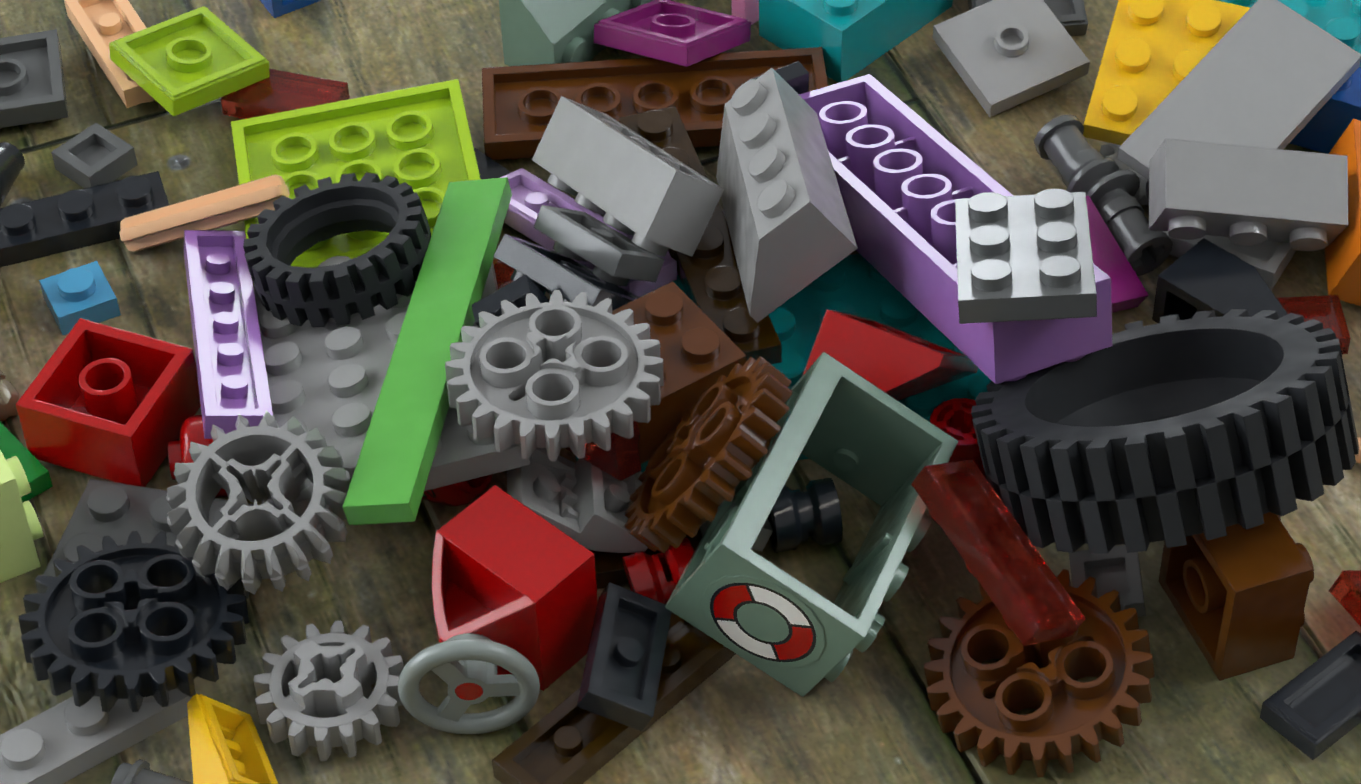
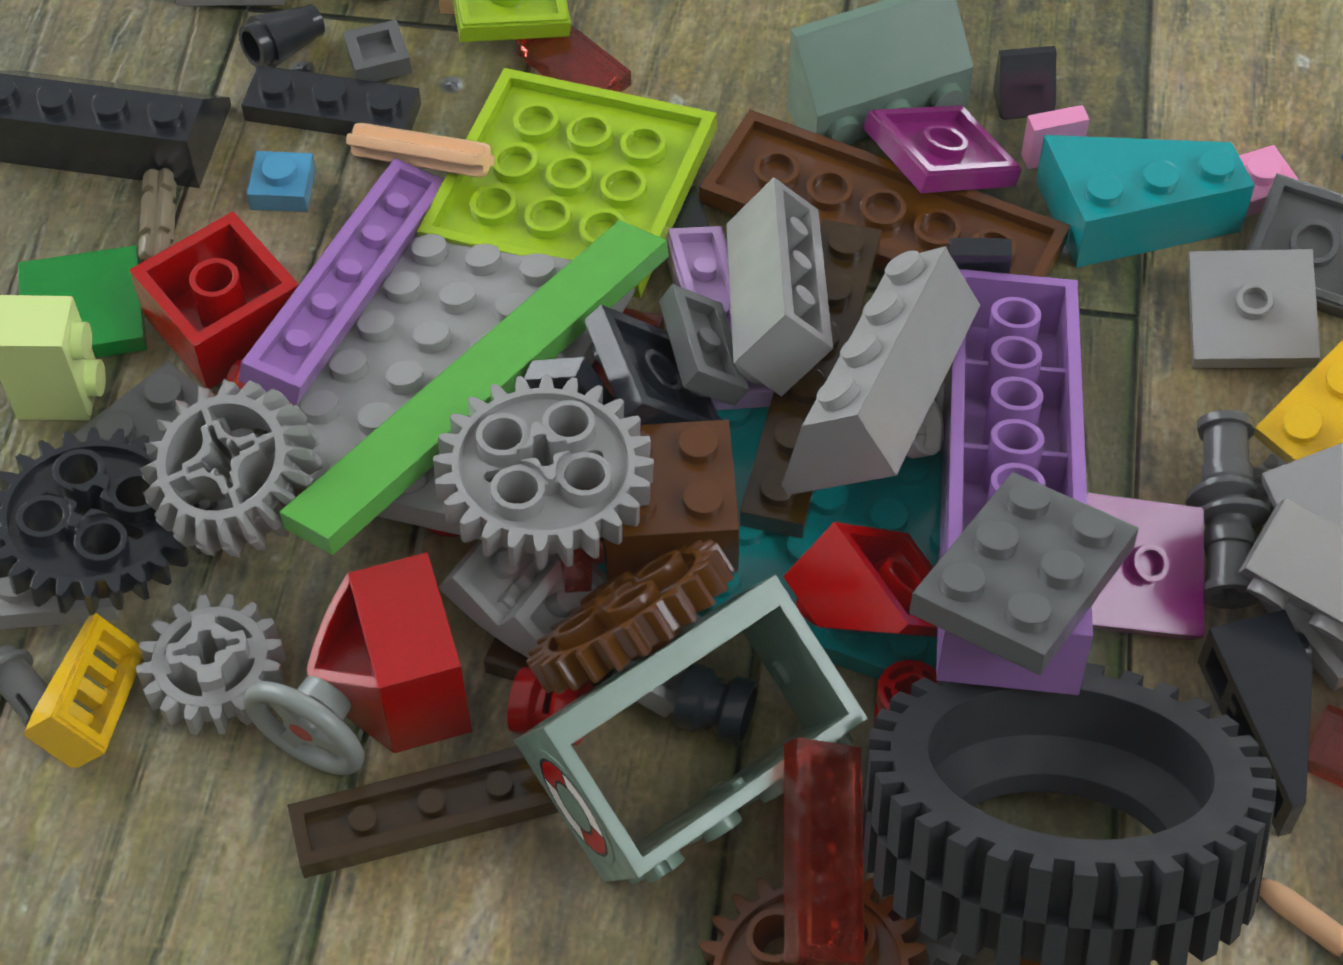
camera: 30 degrees right, 10 degrees up
(323, 214) = (470, 203): black tyre -> none
(625, 657) = (446, 771): black plate -> none

